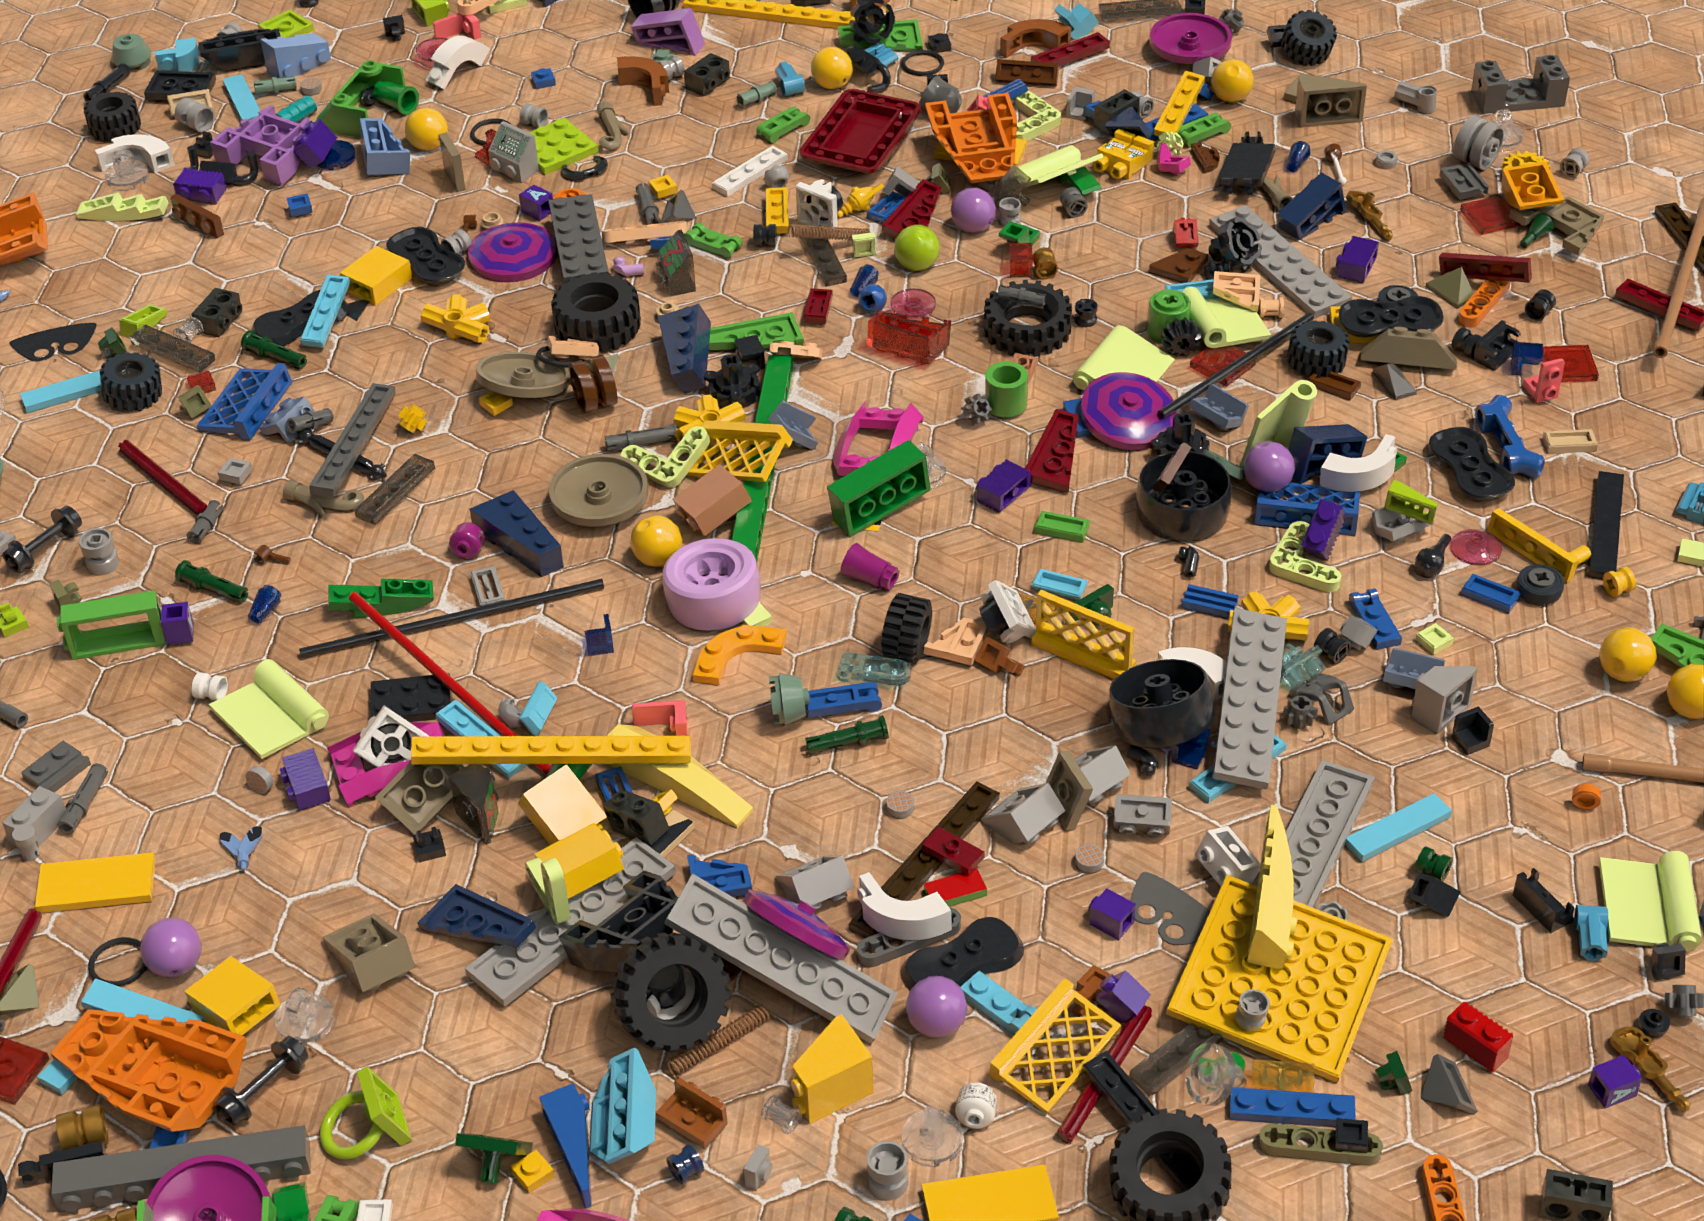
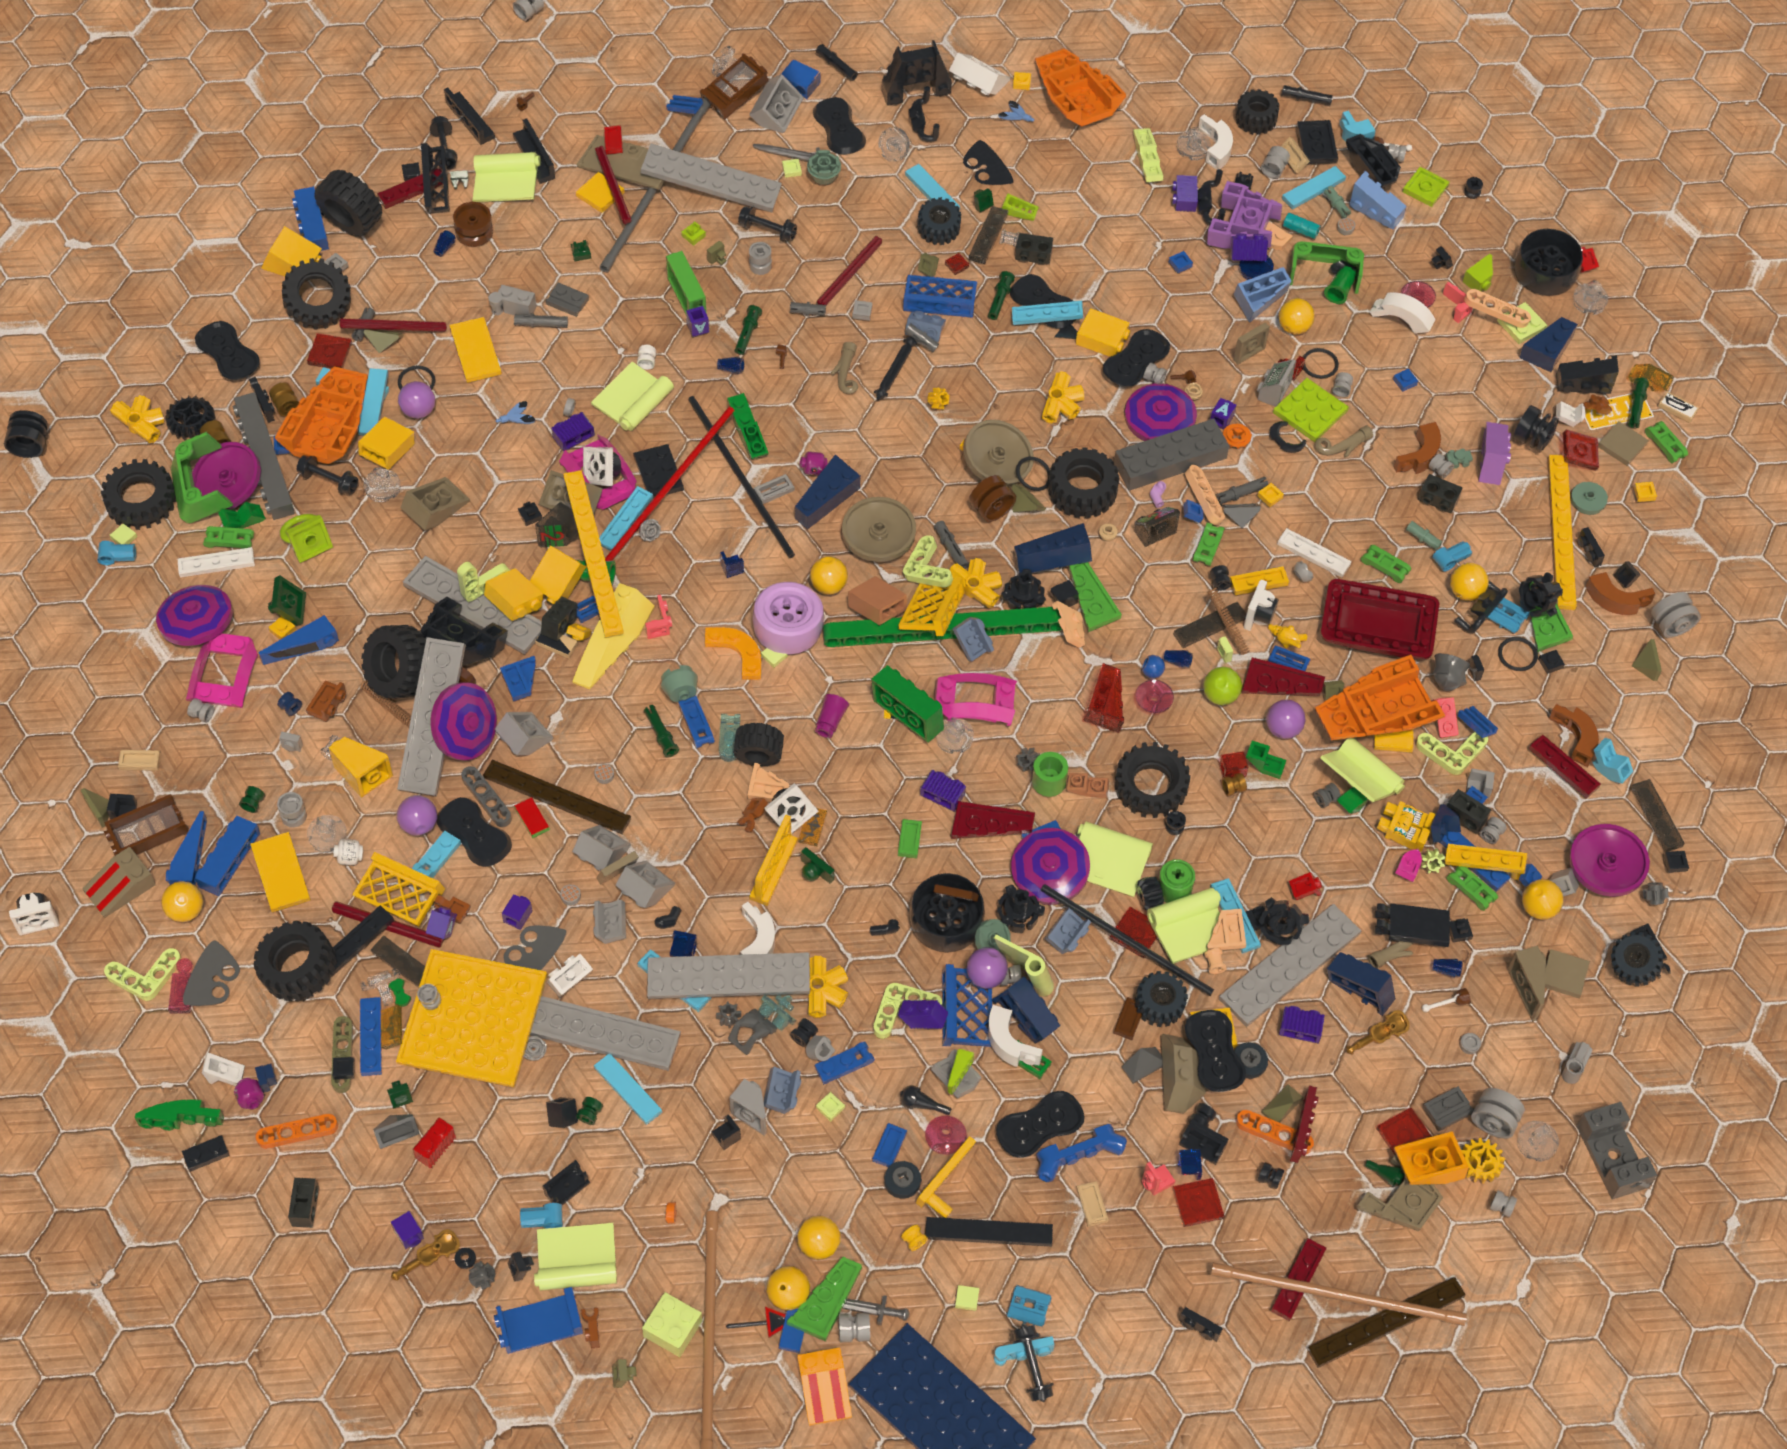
camera: 75 degrees right, 15 degrees up
(131, 51) = (1350, 96): sand green cone -> none
(197, 216) = (1147, 202): reddish brown plate -> none
(352, 440) = (901, 367): dark grey plate -> none
(394, 489) = (862, 408): clear smoke plate -> none
(476, 918) = (466, 548): dark blue wing -> none
(538, 708) = (656, 543): medium azure tile -> none
(563, 349) = (1036, 475): light nougat wing -> none
(623, 1109) = (319, 665): medium azure wedge -> none
(818, 306) = (1138, 631): dark red plate -> none
(900, 182) = (1310, 660): light grey panel -> none
(903, 919) = (492, 772): white arch -> none
(953, 851) = (558, 808): dark red plate -> none
(1009, 211) = (1298, 749): light grey wheel -> none
(1011, 186) = (1320, 740): clear smoke plate -> none
(1021, 296) = (1159, 765): dark grey pin -> none
(1027, 71) = (1518, 735): reddish brown plate -> none
(1059, 584) = (842, 843): medium azure tile -> none
(1161, 703) = (706, 901): black wheel -> none
(1180, 266) = (1262, 887): reddish brown wing -> none
(1206, 157) = (1432, 895): reddish brown tile -> none
(1209, 601) = (845, 933): blue tile -> none
(1274, 899) = (506, 997): light yellow wedge -> none

